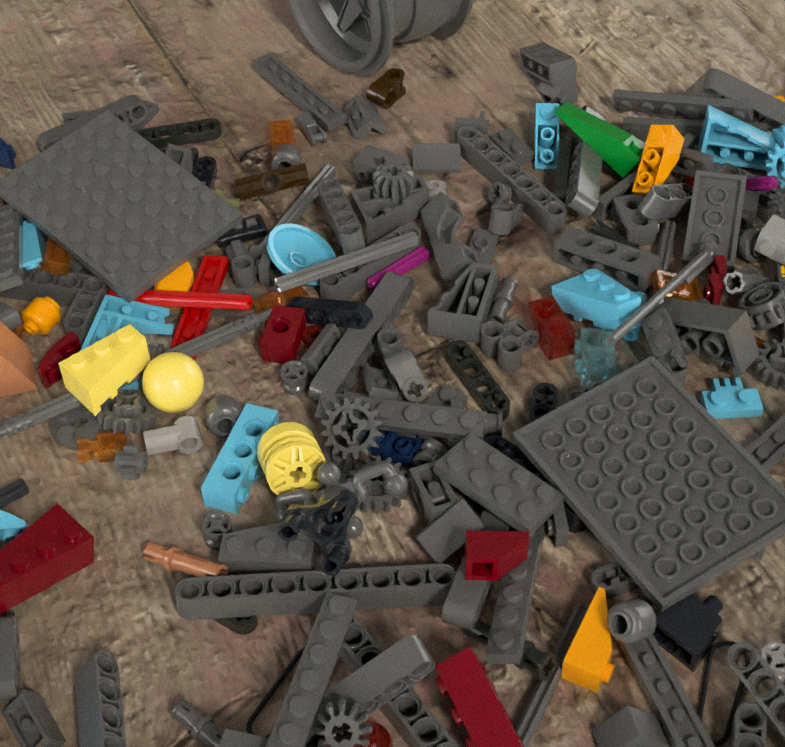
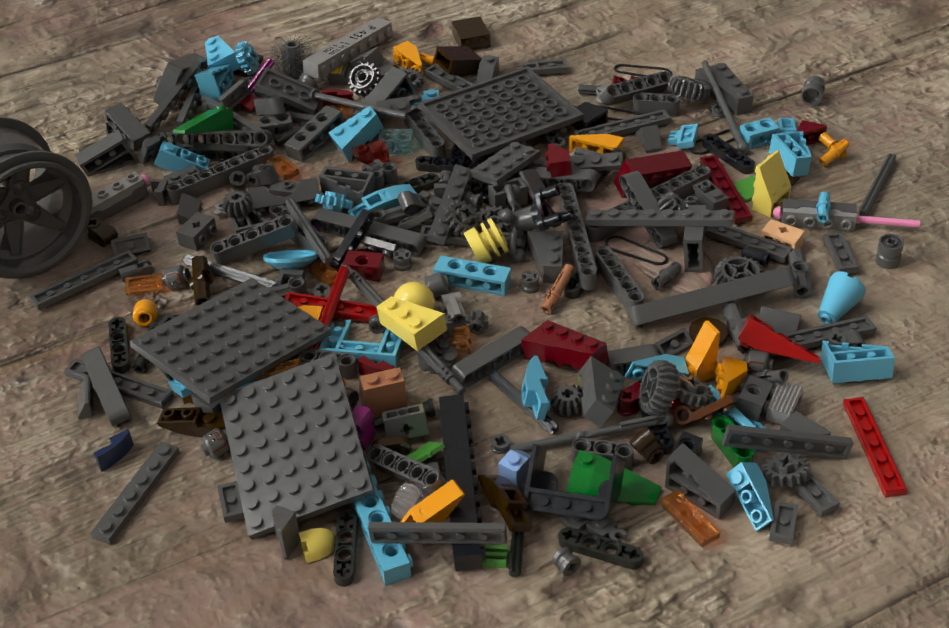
camera: 90 degrees left, 5 degrees down
(56, 481) = (490, 357): none -> dark grey beam
(181, 652) = (618, 278): none -> dark grey beam
(222, 144) = (145, 312): none -> light orange head
(423, 286) = (334, 201): none -> medium azure gear
(429, 348) = (381, 199): none -> medium azure slope
(447, 85) = (119, 195): none -> light grey piece
(531, 237) = (284, 167): none -> clear orange plate
(618, 69) = (120, 118): none -> dark grey wedge
(631, 621) = (593, 123): dark grey head -> none
(658, 157) = (236, 100): light orange slope -> none
(743, 280) = (343, 84): dark grey piece -> none

